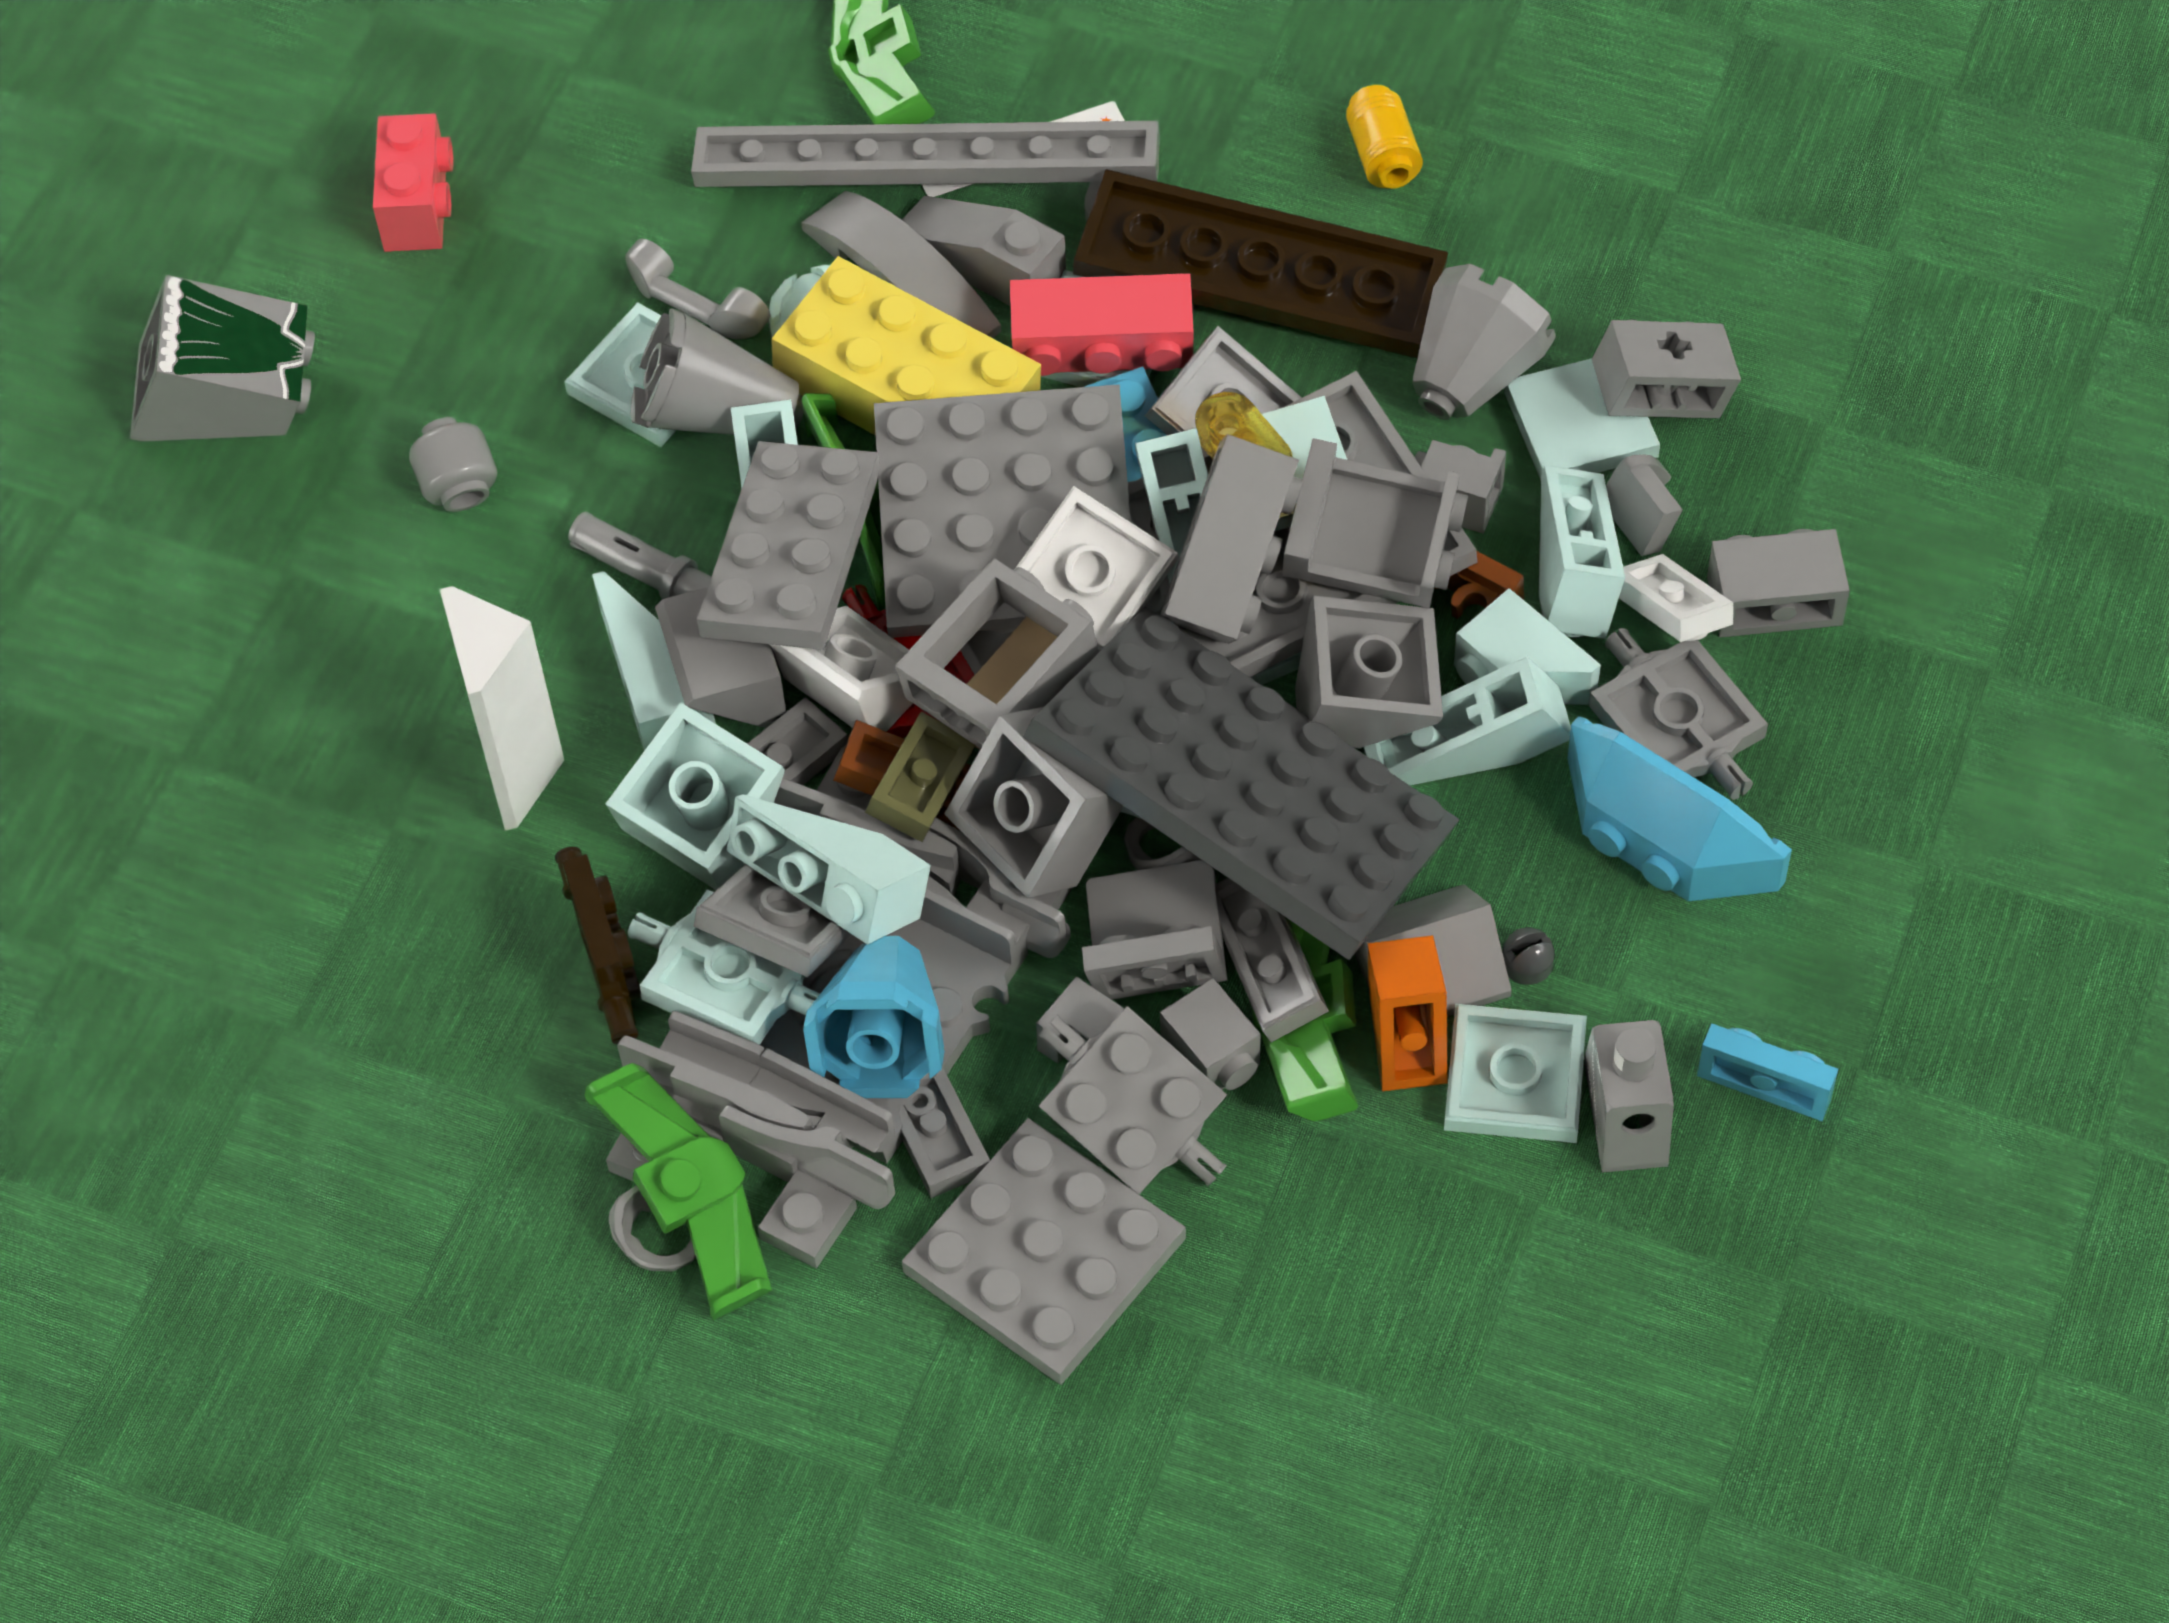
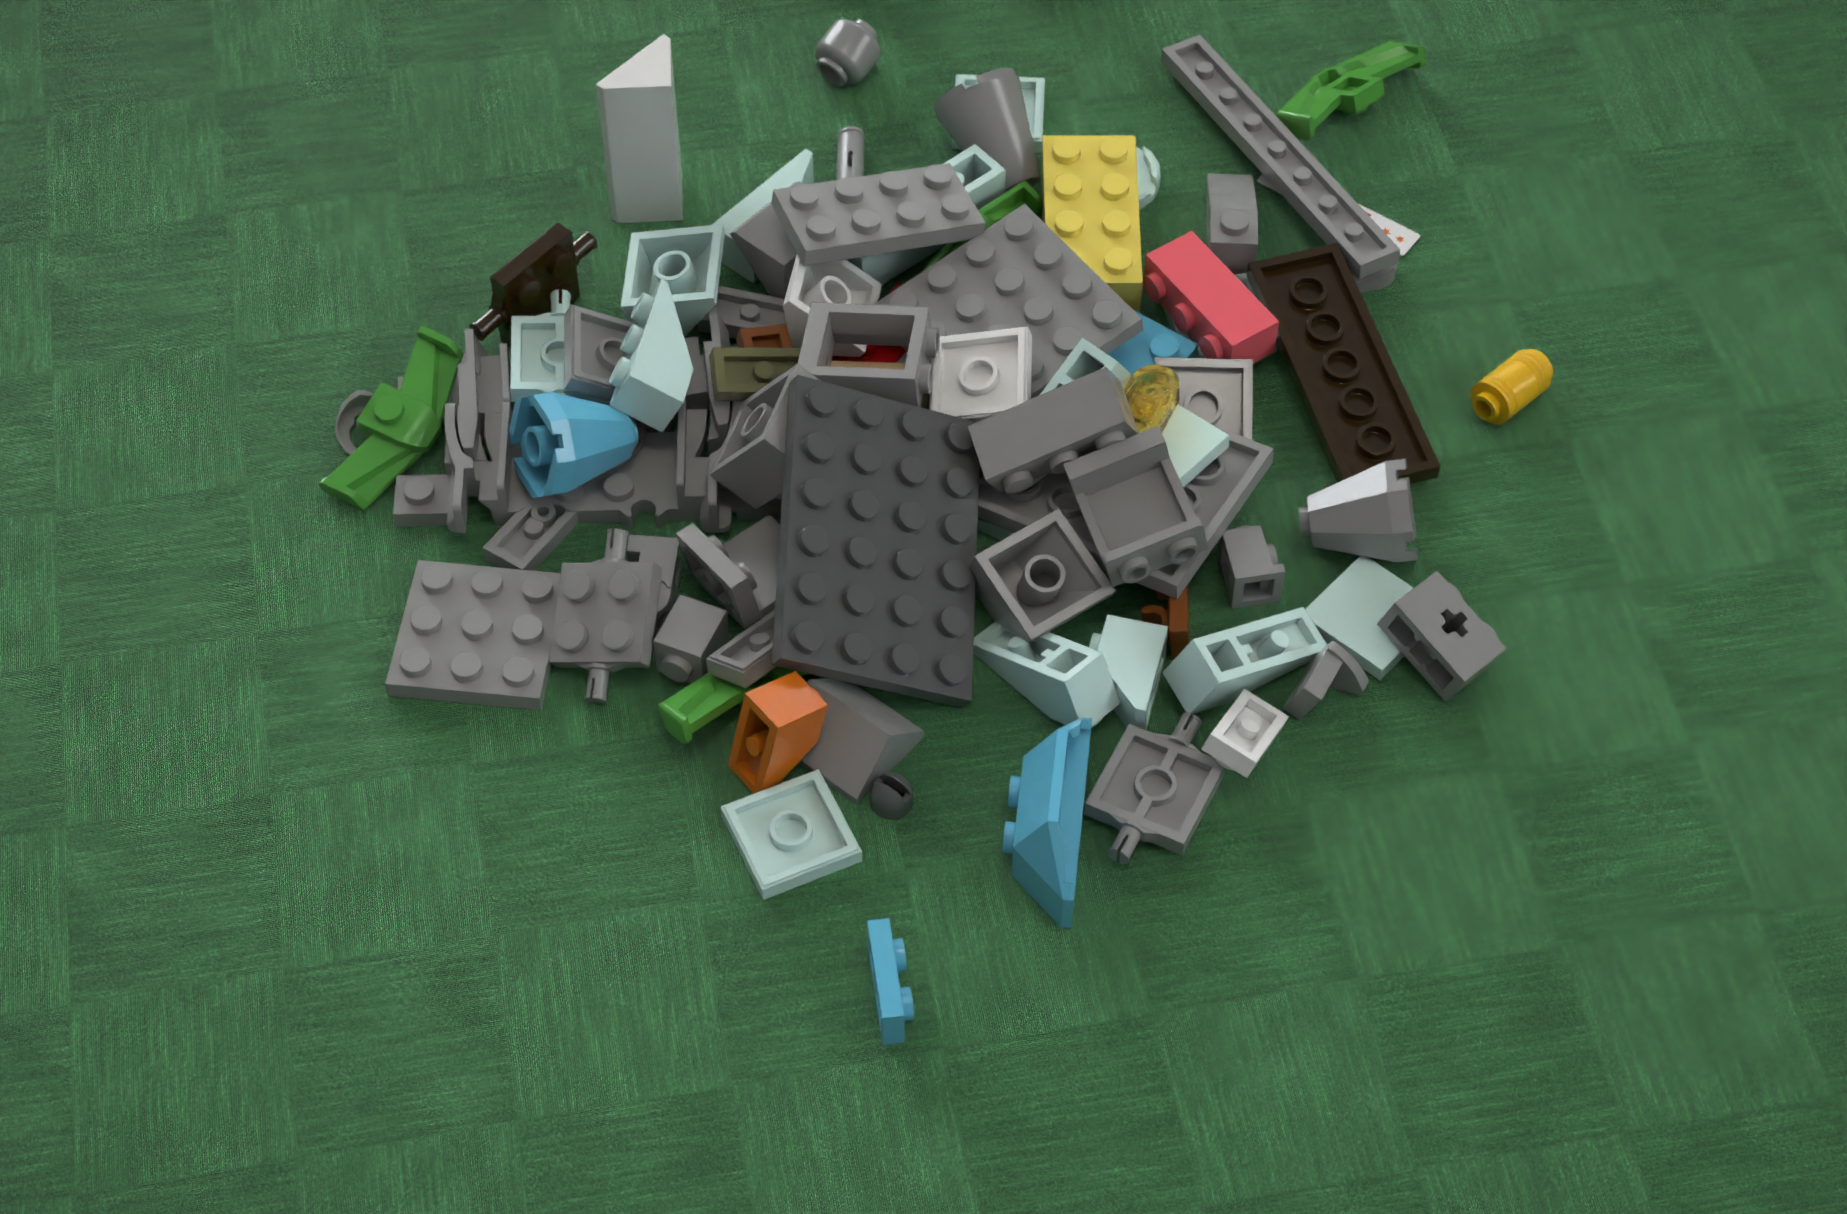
camera: 55 degrees right, 5 degrees down
(737, 317) = (1070, 72): light grey bar -> none
(899, 255) = (1179, 187): light grey slope -> none
(1626, 1078) = (803, 899): light grey torso -> none
(1780, 581) = (1315, 795): light grey brick -> none

